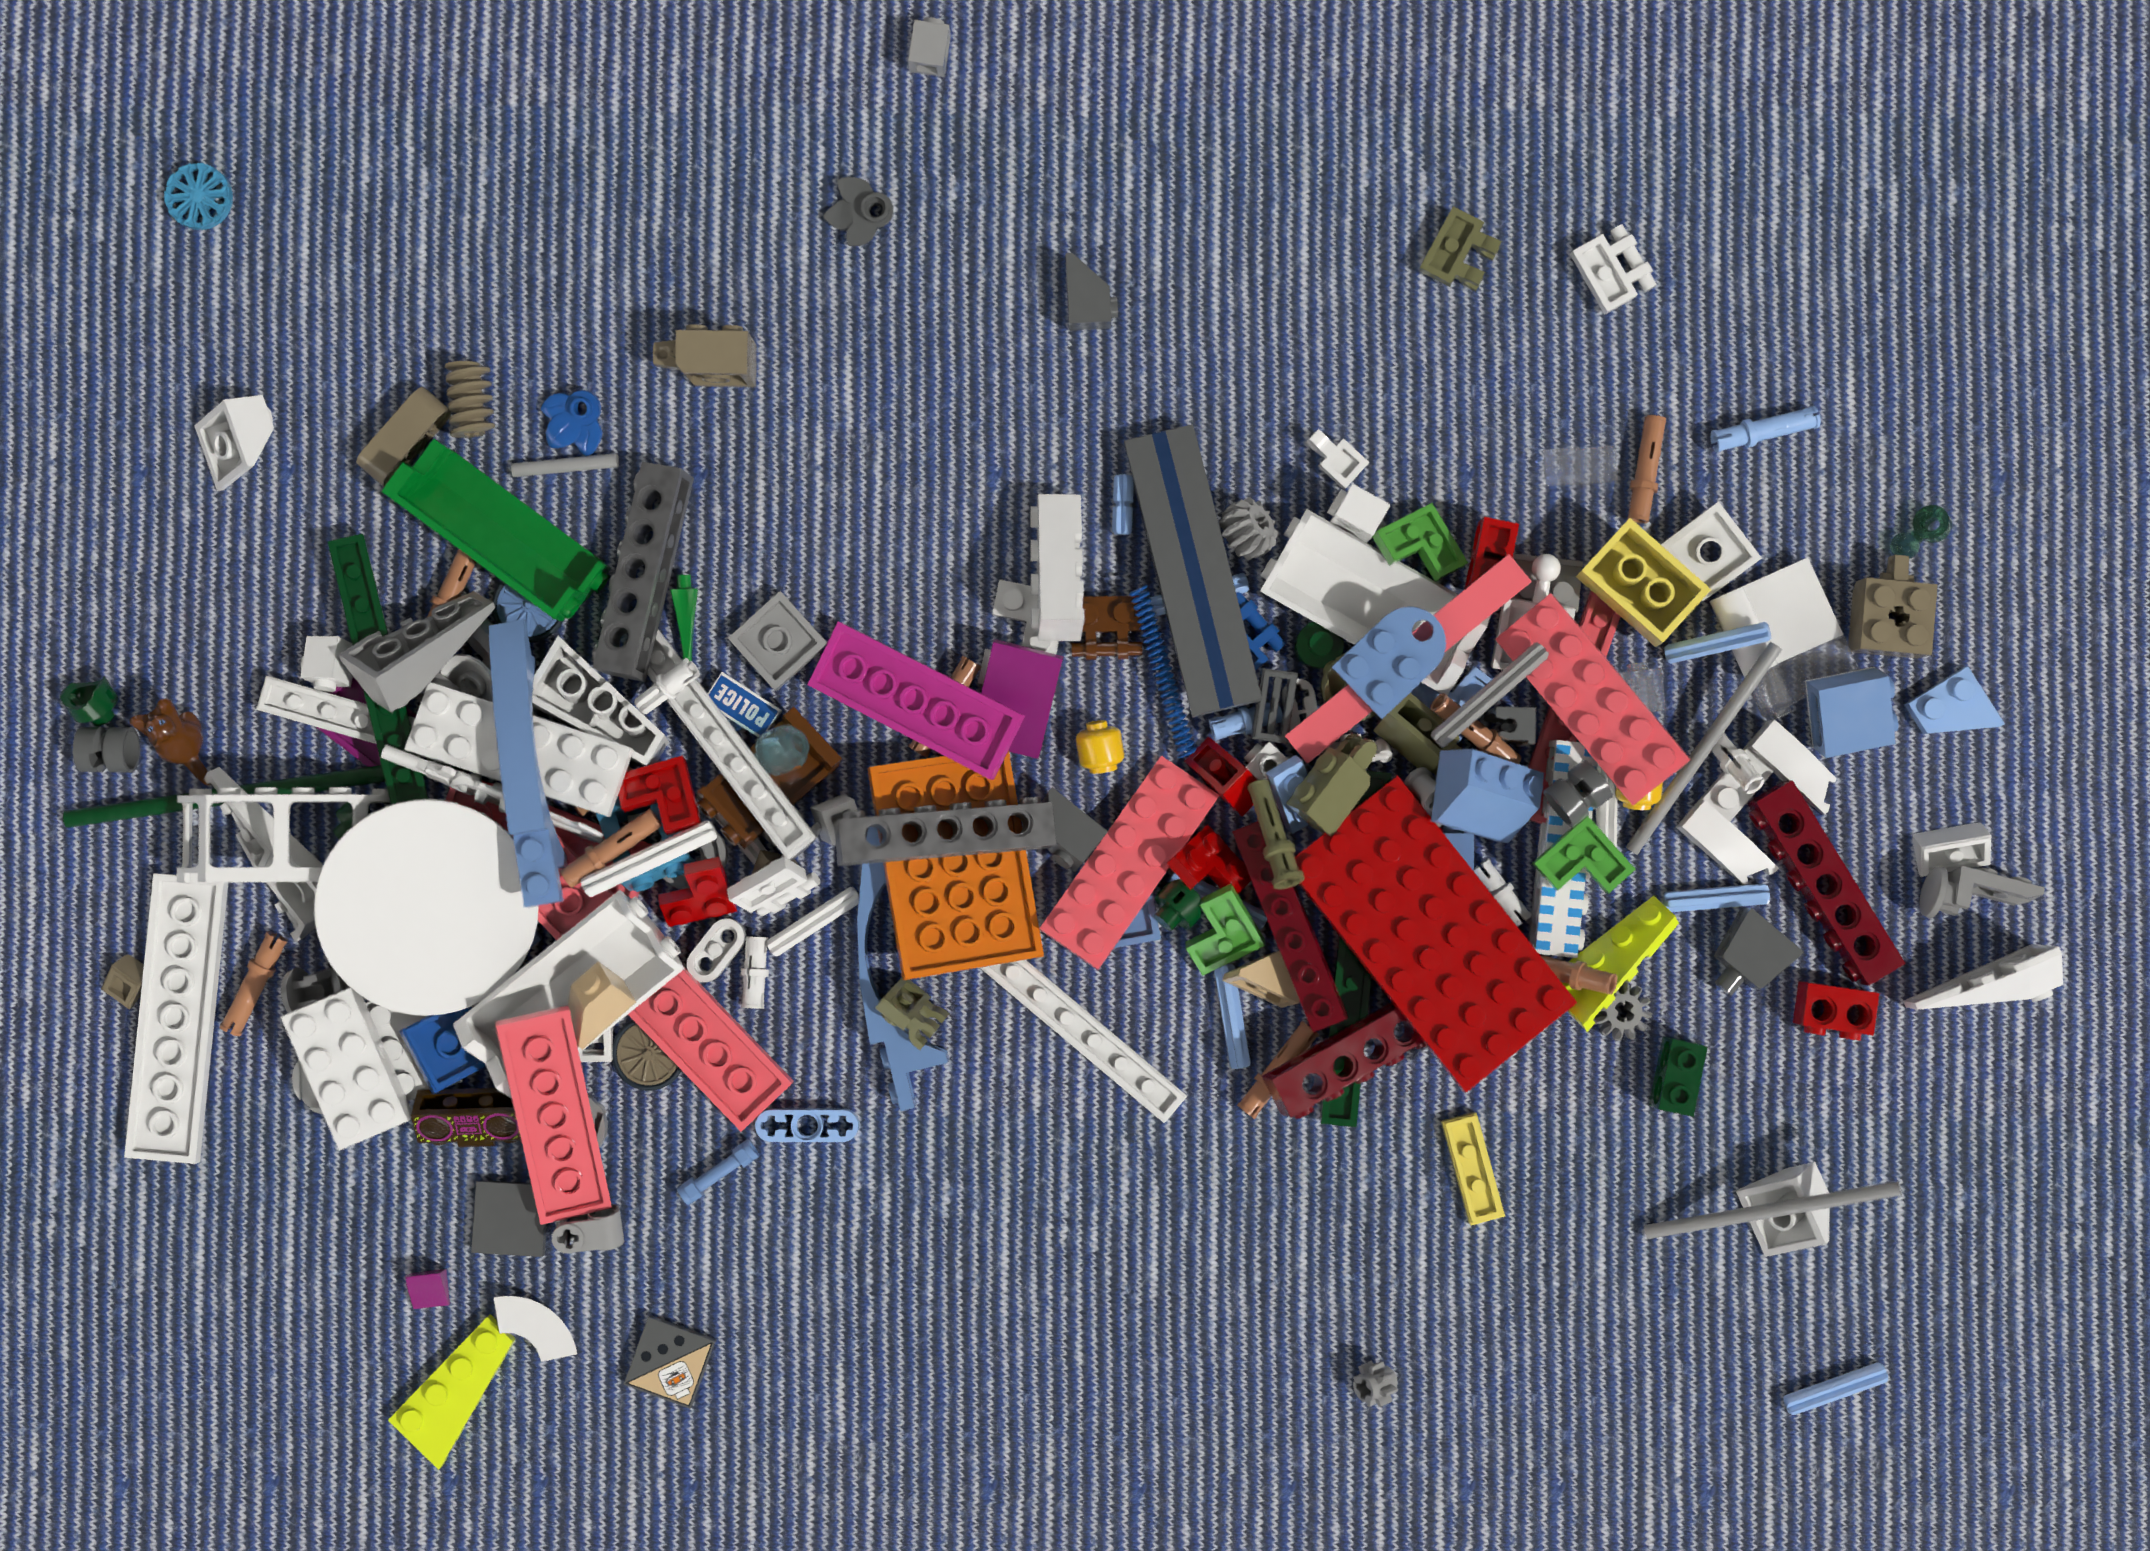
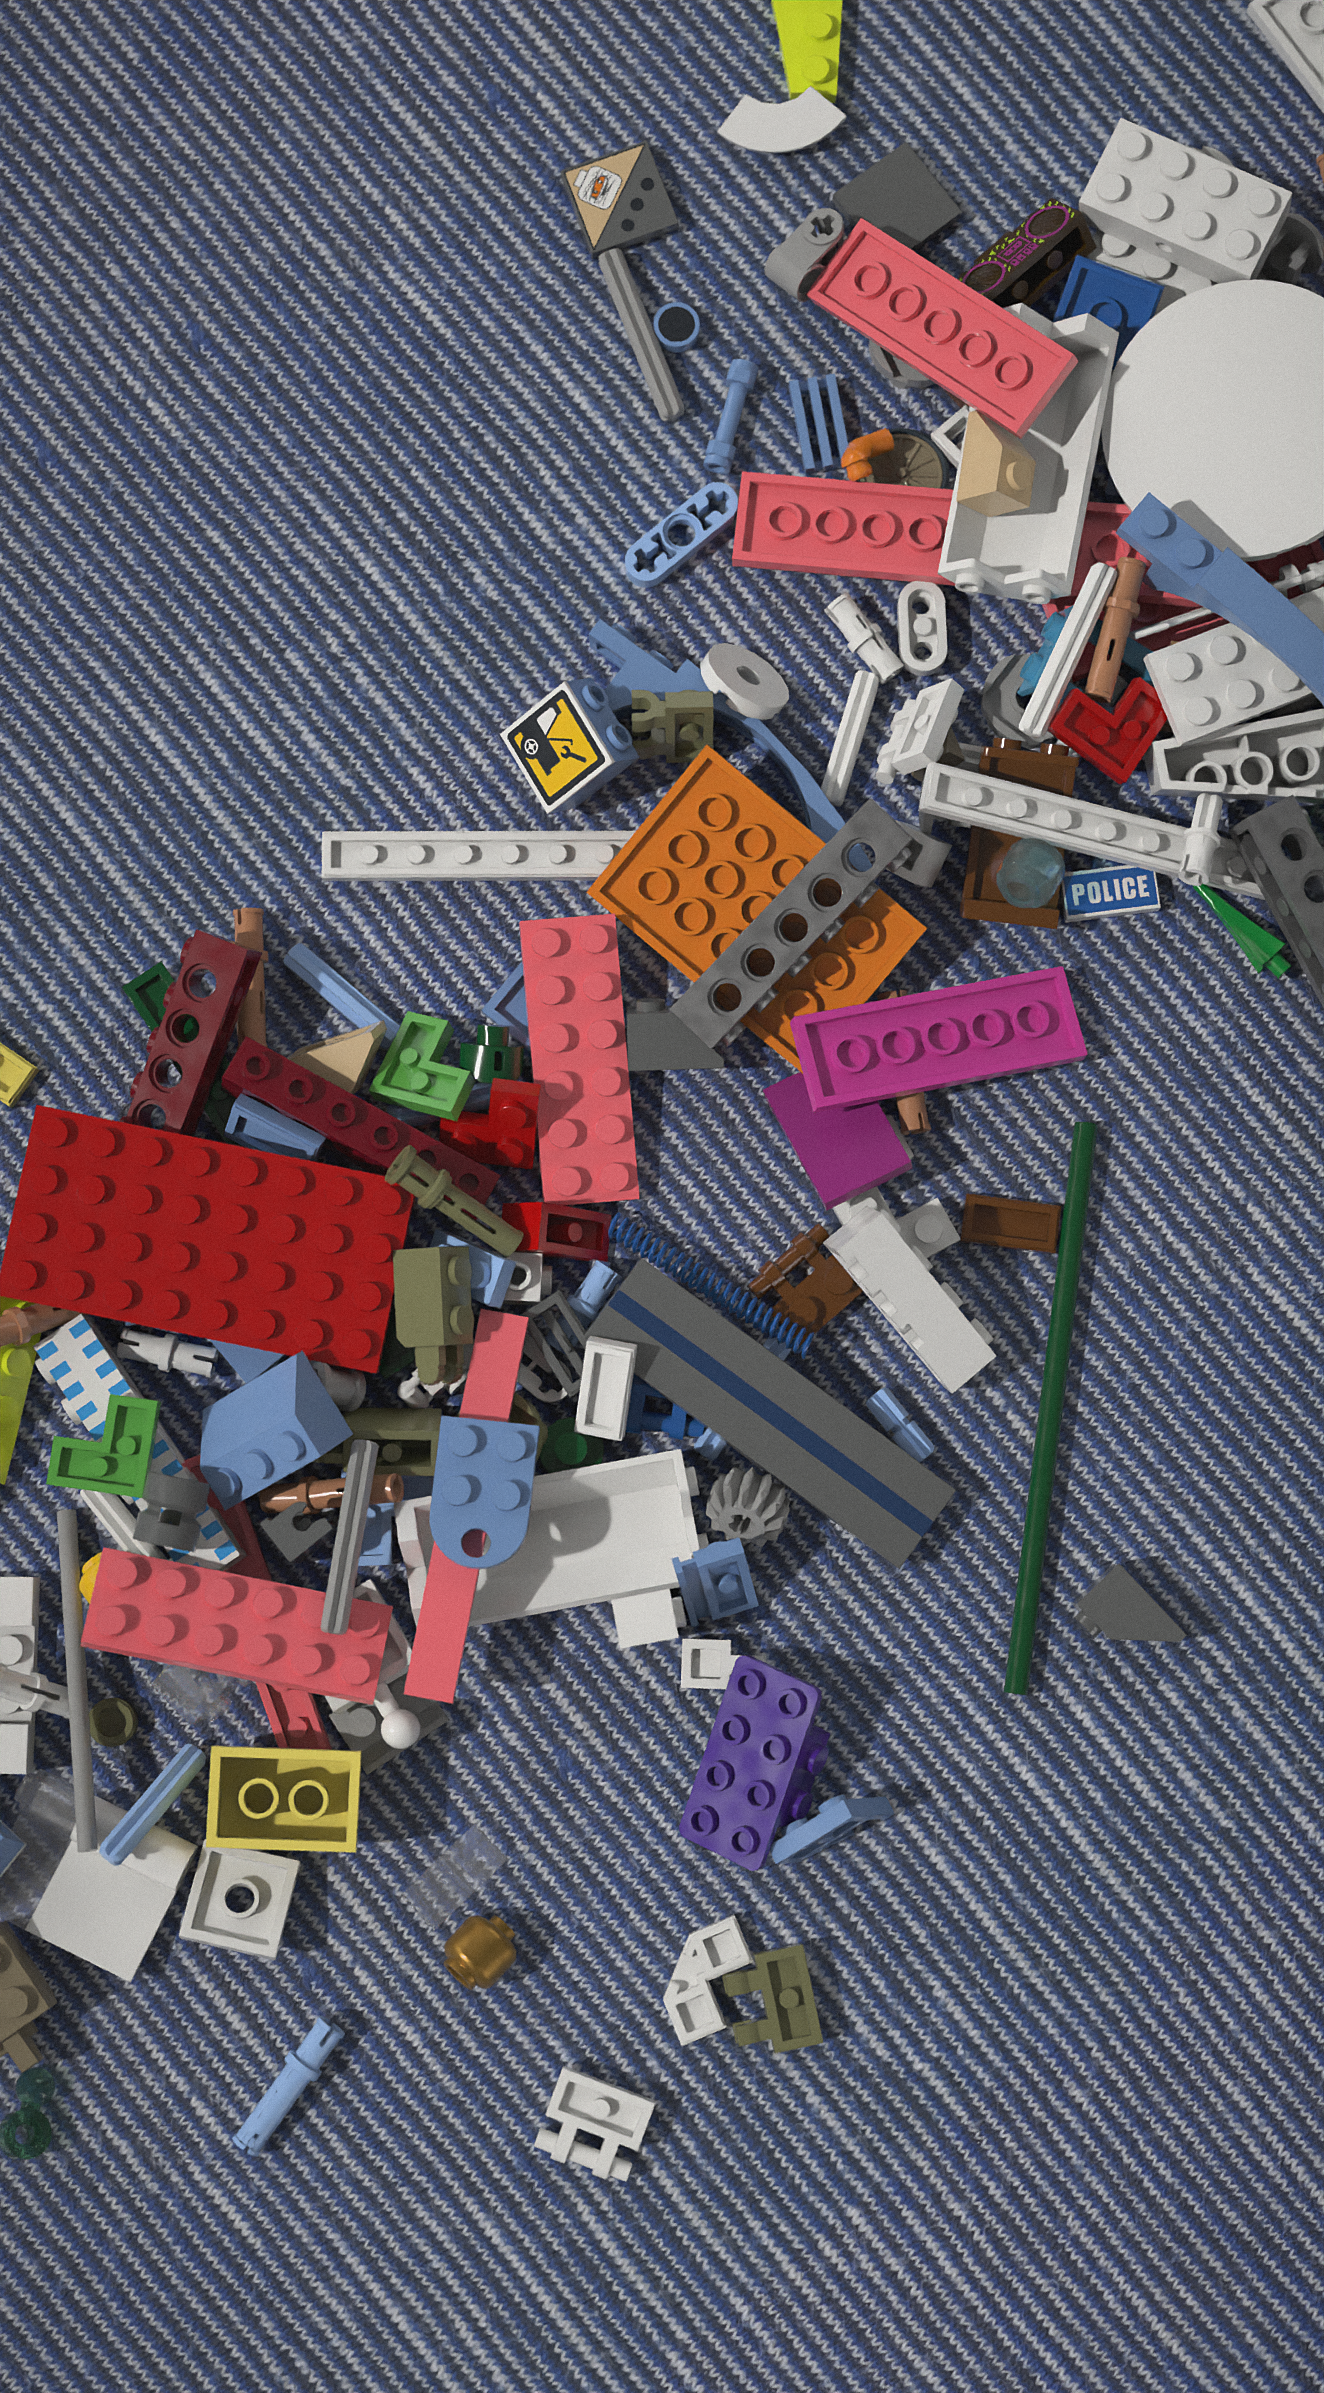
camera: 135 degrees right, 5 degrees down
(428, 1288) = (917, 75): magenta slope -> none
(654, 1150) = (814, 387): none -> medium blue tile
(660, 1084) = (864, 448): none -> orange arm
(703, 899) = (983, 665): red plate -> none
(703, 1254) = (676, 327): none -> tile
(727, 1267) = (641, 335): none -> light grey axle
(778, 641) = (1130, 986): light grey plate -> none
(845, 988) = (746, 680): none -> white tile
(963, 565) = (1010, 1224): none -> reddish brown tile
(981, 1050) = (570, 745): none -> piece
(1028, 444) = (1050, 1409): none -> dark green piece
(1100, 747) = (709, 1153): yellow head -> none
(1274, 659) = (605, 1388): none -> white tile
(1301, 502) = (716, 1581): none -> medium blue plate
(1341, 965) = (269, 1131): none -> medium blue tile
(1344, 317) = (833, 1825): none -> medium blue wing
(1363, 384) = (756, 1764): none -> dark purple bracket
(1421, 533) = (556, 1660): bright green plate -> none
(1477, 307) = (705, 1956): none -> white tile
(1491, 543) = (476, 1705): red brick -> none
(1600, 412) = (480, 1951): none -> pearl gold head
(1646, 470) = (379, 1931): nougat pin -> none
(1700, 710) = (113, 1722): none -> olive tile

